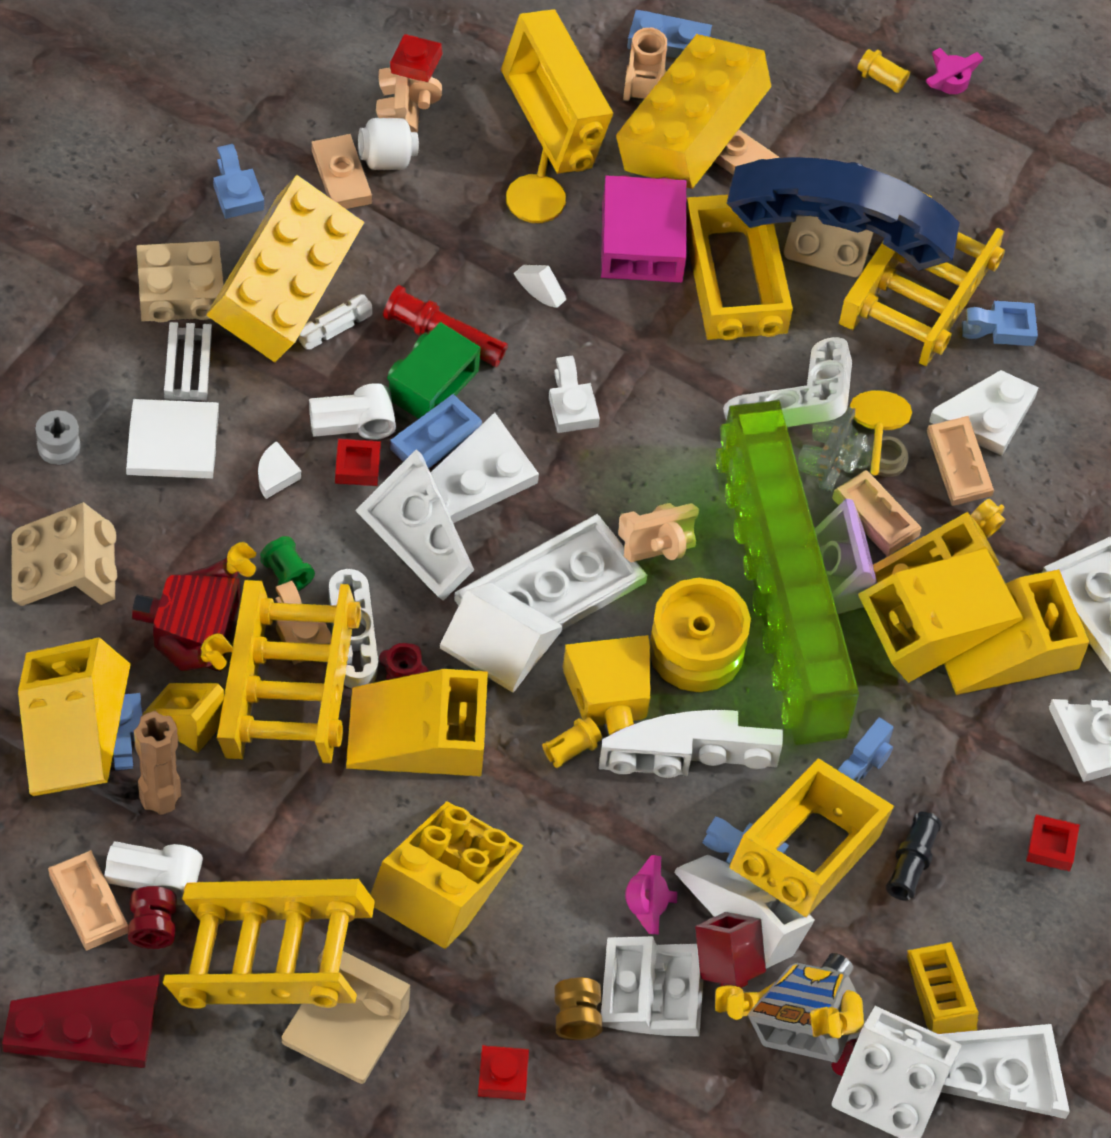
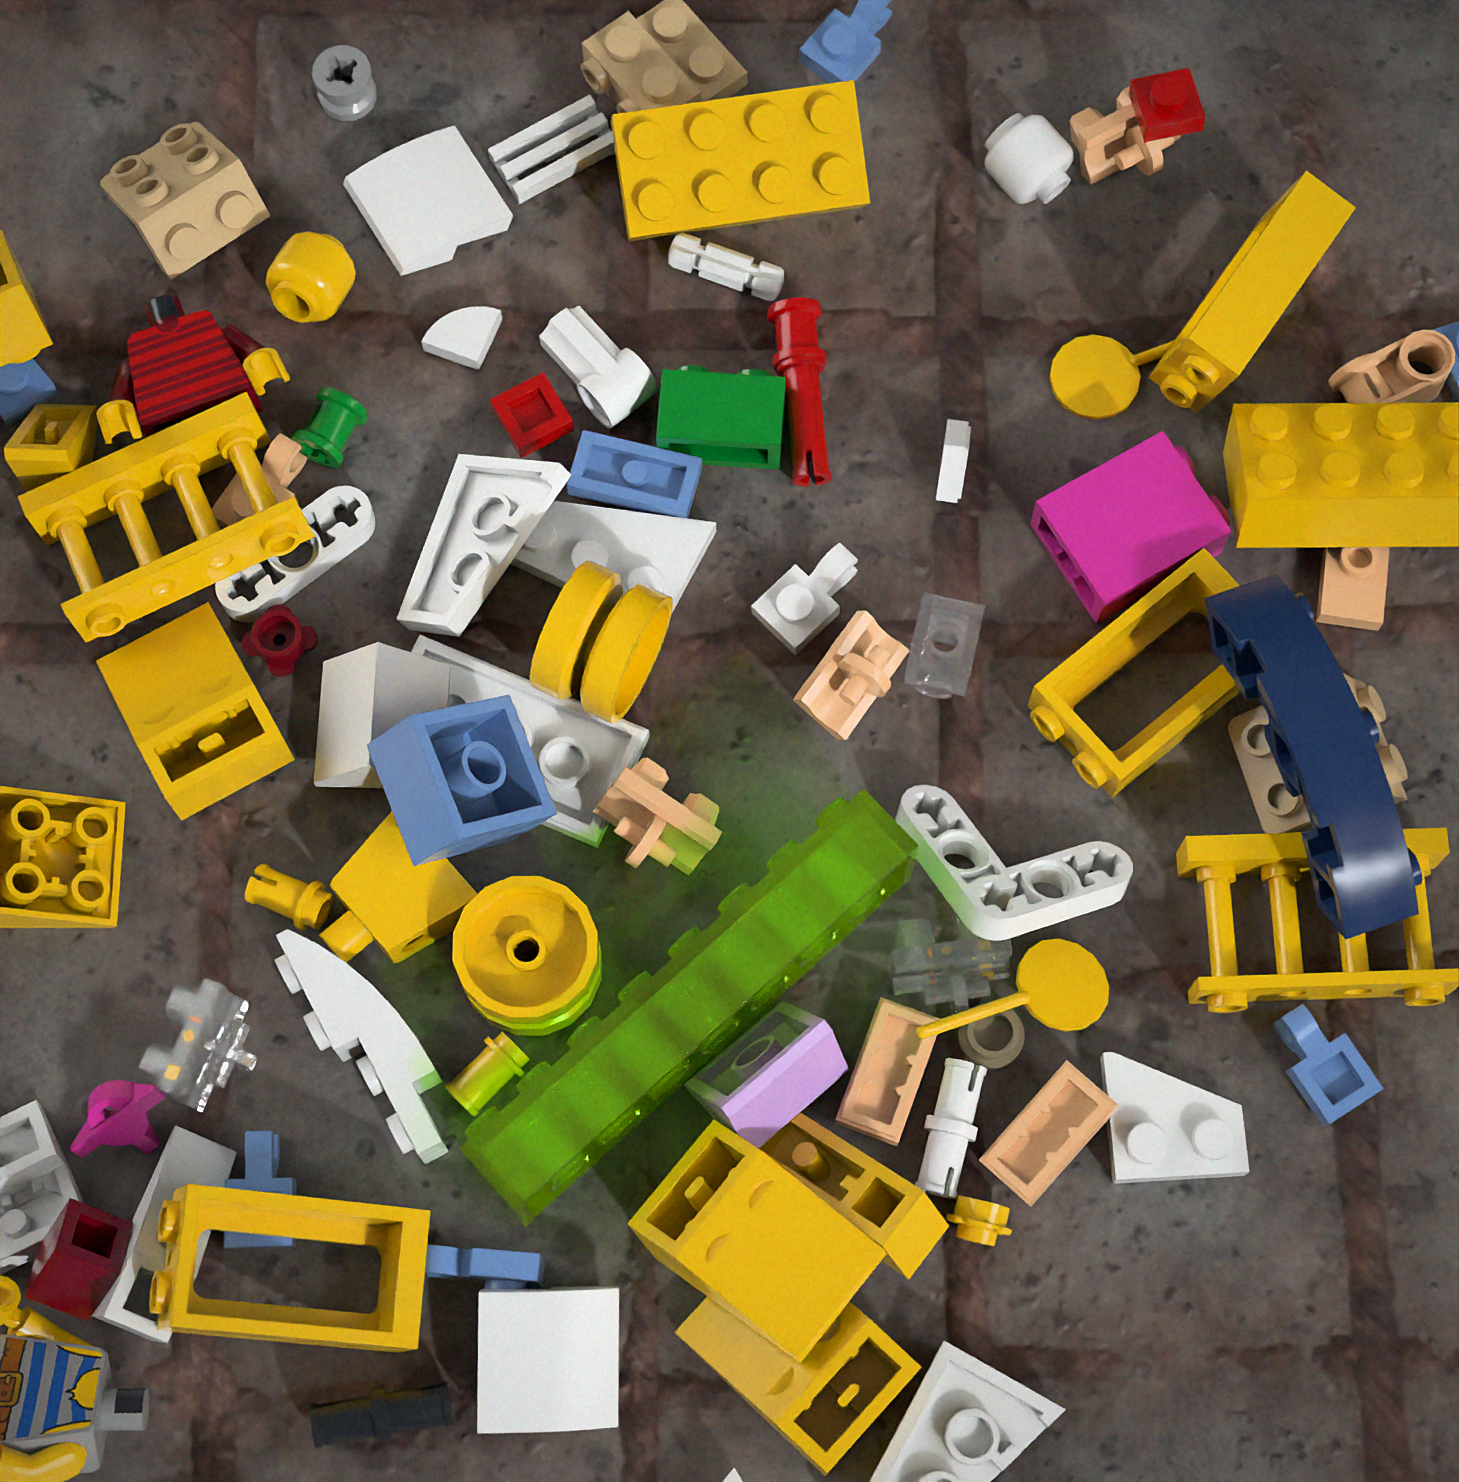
camera: 65 degrees right, 15 degrees up
(180, 520) = (310, 277): none -> yellow head
(341, 171) = (955, 139): light nougat plate -> none
(539, 493) = (600, 641): none -> yellow wheel
(581, 597) = (461, 779): none -> medium blue brick
(619, 818) = (206, 1046): none -> clear hips
(640, 393) = (851, 675): none -> light nougat hips
(649, 349) = (947, 622): none -> clear brick
(748, 698) = (488, 1073): none -> yellow pin
(926, 501) = (951, 1128): none -> white pin
(935, 755) = (548, 1359): none -> white slope

